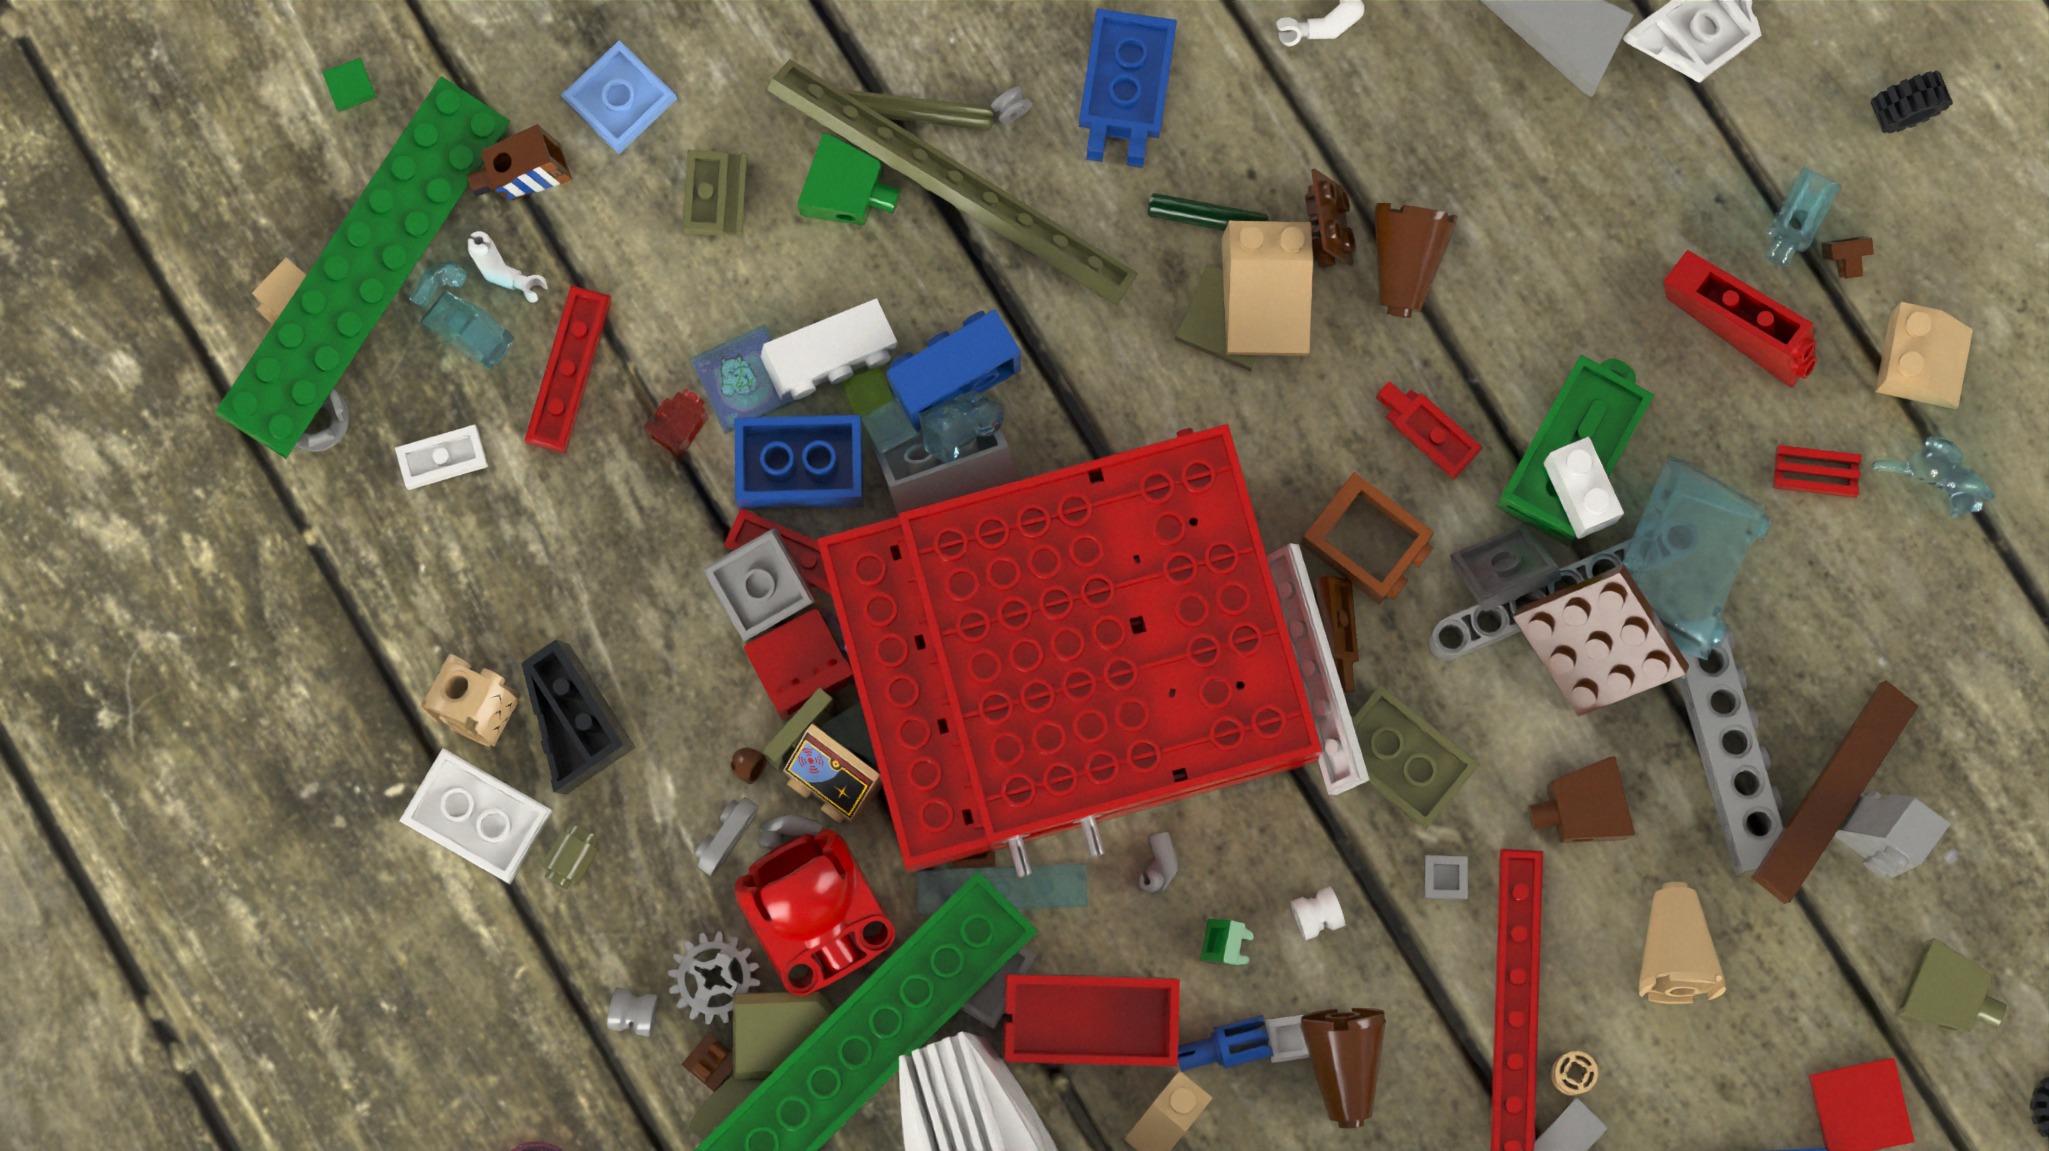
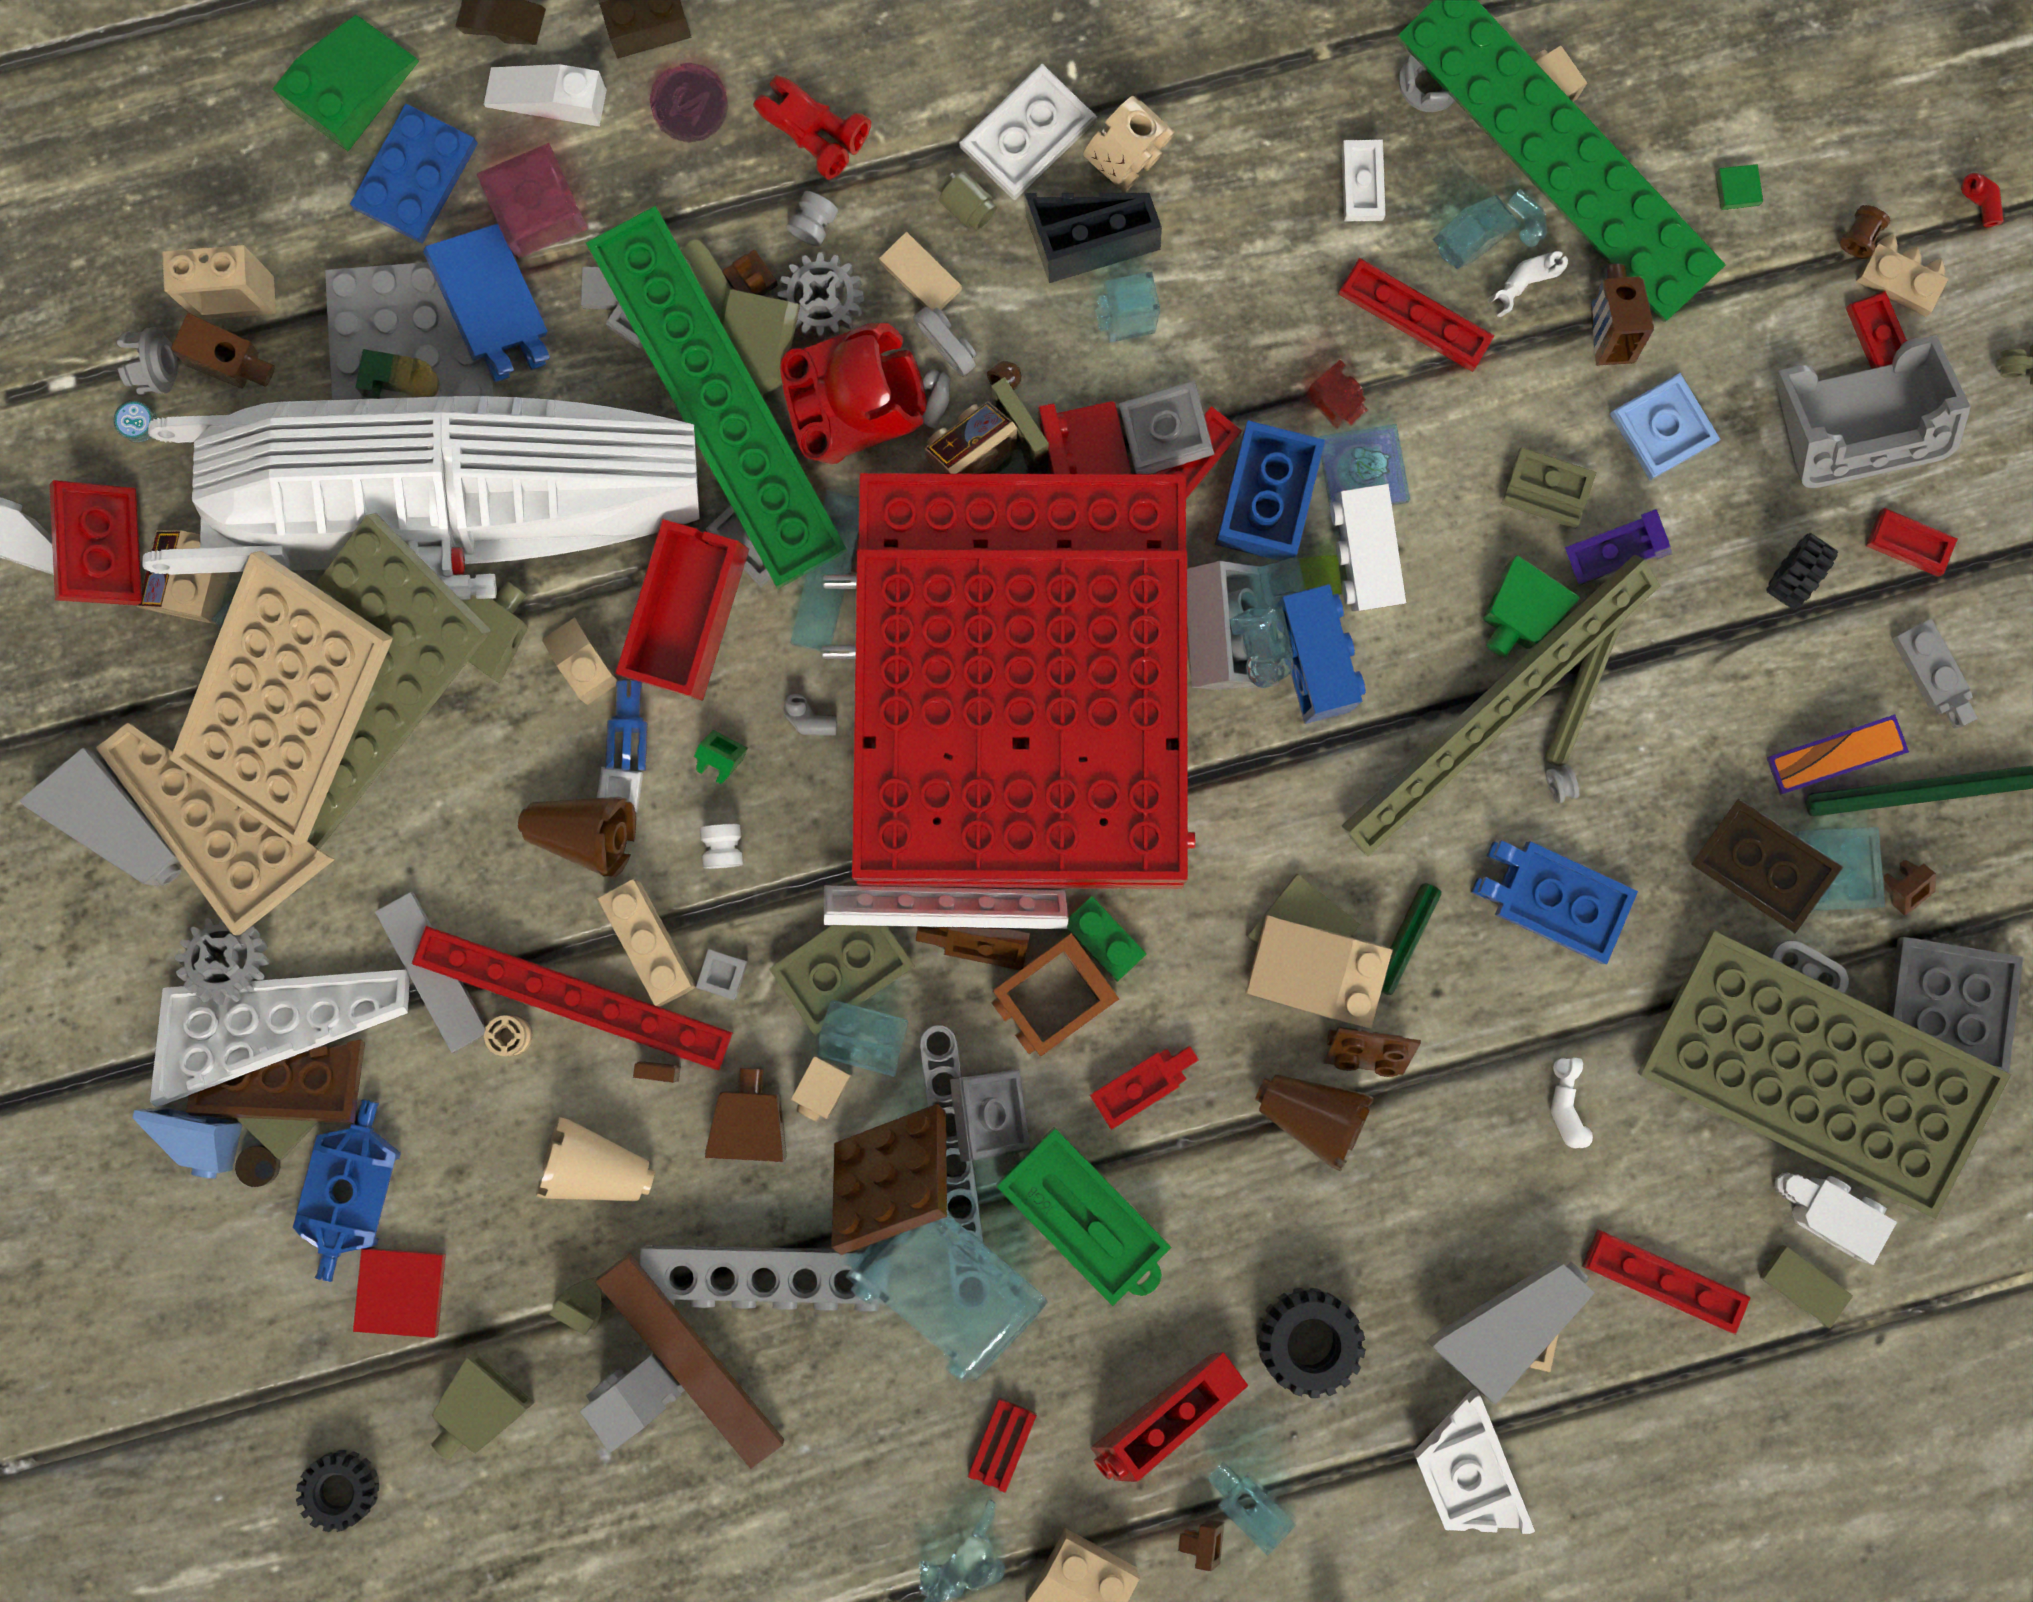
camera: 100 degrees right, 5 degrees up
(526, 1054) = (804, 118): none -> red piece
(646, 653) = (1128, 307): none -> clear light blue brick
(660, 884) = (920, 273): none -> tan tile
(761, 109) = (1612, 549): none -> dark purple bracket
(1295, 506) = (1104, 939): none -> green plate
(1438, 958) = (647, 942): none -> tan brick
(1467, 714) = (862, 1037): none -> clear light blue bracket
(1530, 742) = (820, 1089): none -> tan brick
(1563, 911) = (656, 1071): none -> reddish brown tile
(1583, 487) = (1038, 1206): white brick -> none
(1637, 173) = (1335, 1367): none -> black tyre
(1816, 921) = (579, 1306): none -> olive tile

